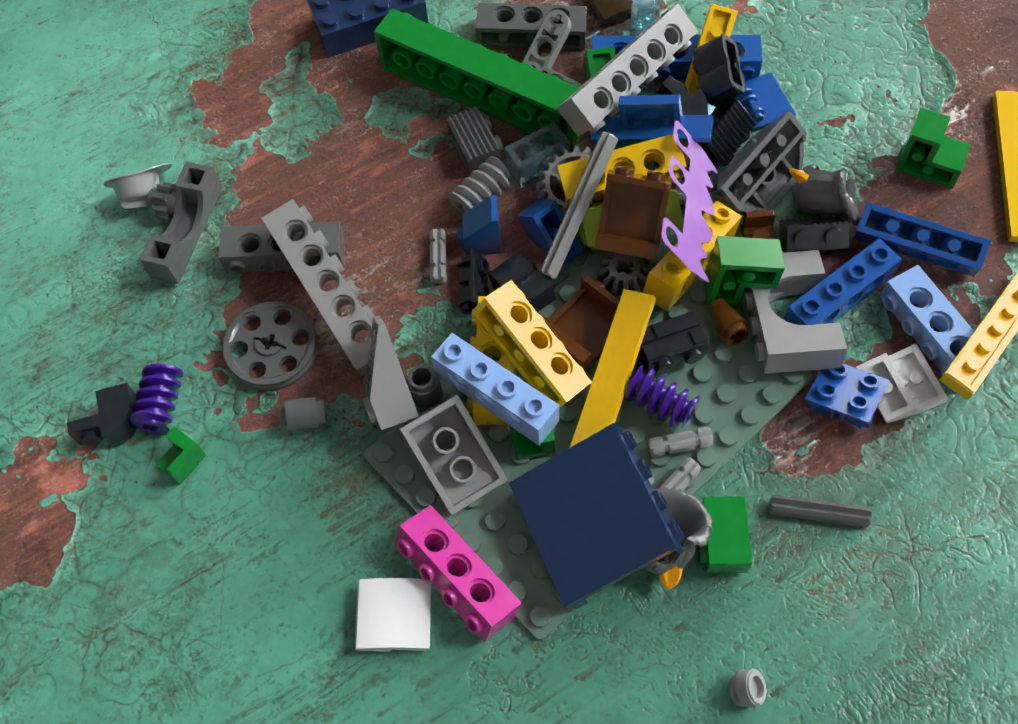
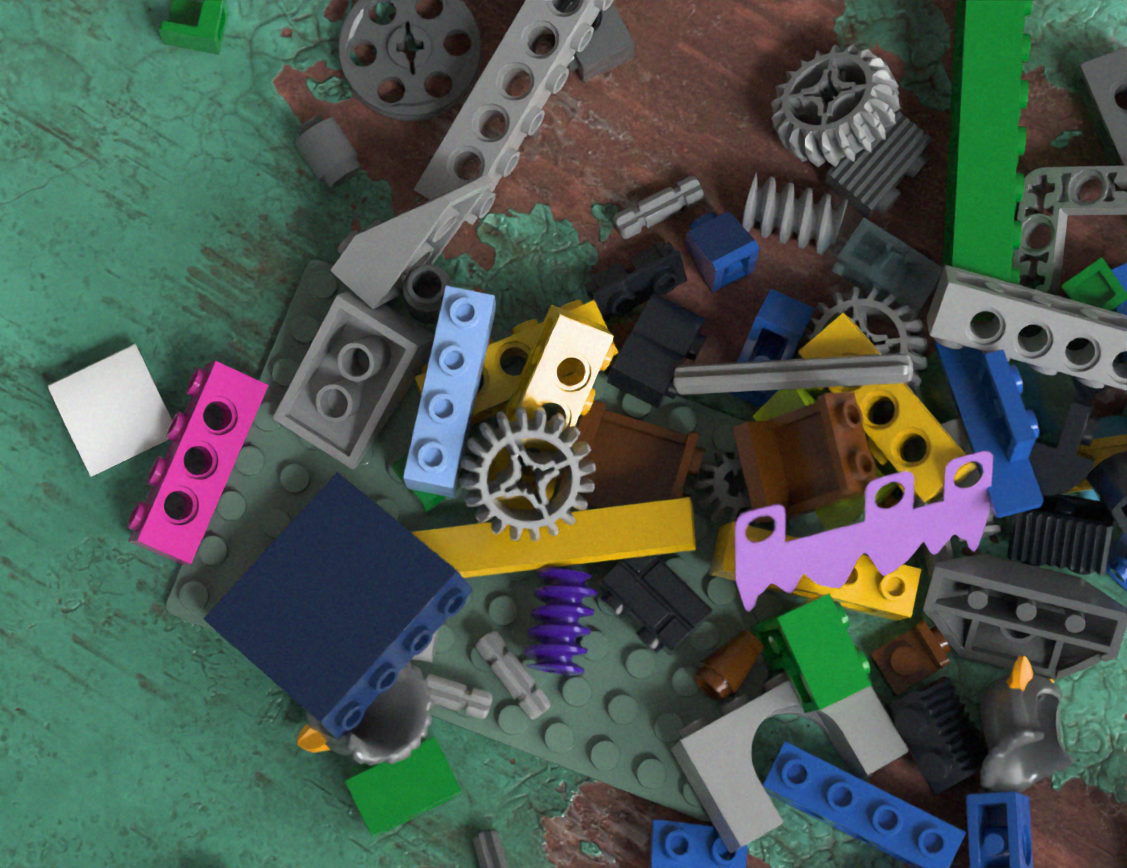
camera: 60 degrees right, 15 degrees up
(433, 140) = (835, 105): none -> light grey gear
(560, 371) = (506, 484): none -> light grey gear

